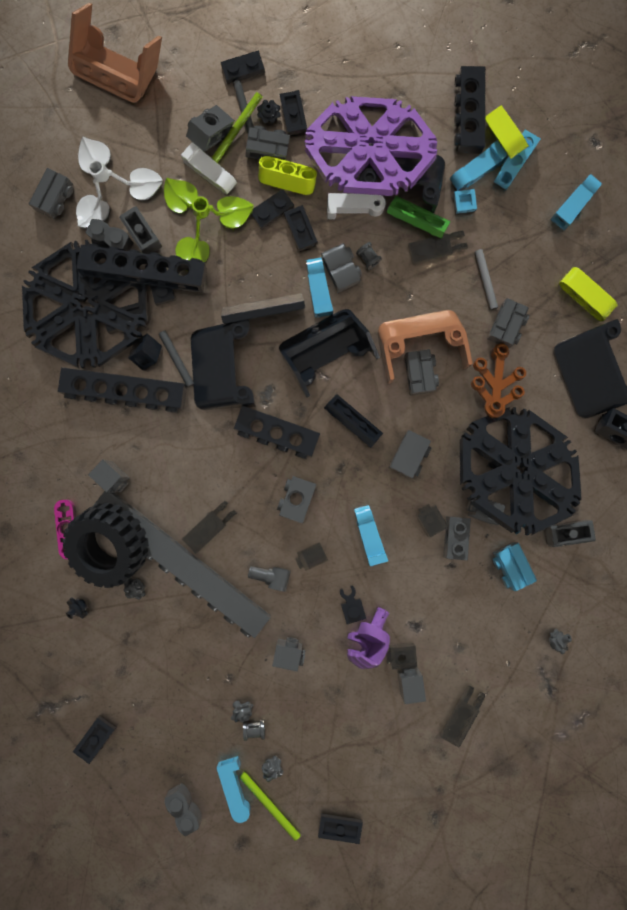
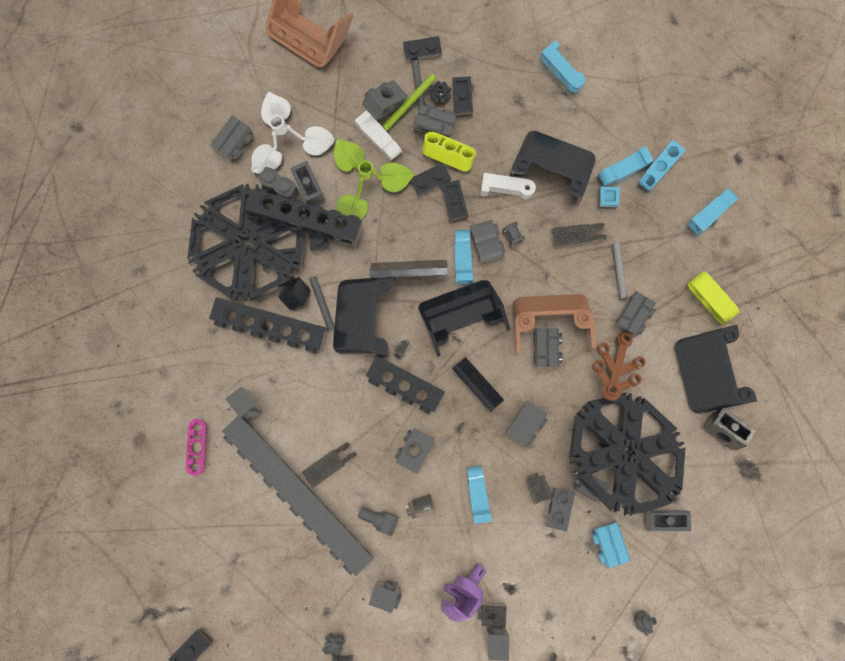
camera: 15 degrees right, 5 degrees down
(77, 608) = (194, 522): black plant -> none
(87, 556) = (214, 479): black tyre -> none
(134, 589) = (250, 512): dark grey plant -> none
(352, 608) = (452, 562): black plate -> none
(360, 154) = (518, 142): medium lavender plate -> none
(396, 68) = (561, 68): none -> medium azure leg
(418, 217) = (564, 205): bright green plate -> none
(470, 78) = (631, 87): black brick -> none
(506, 132) = (654, 139): neon yellow beam -> none

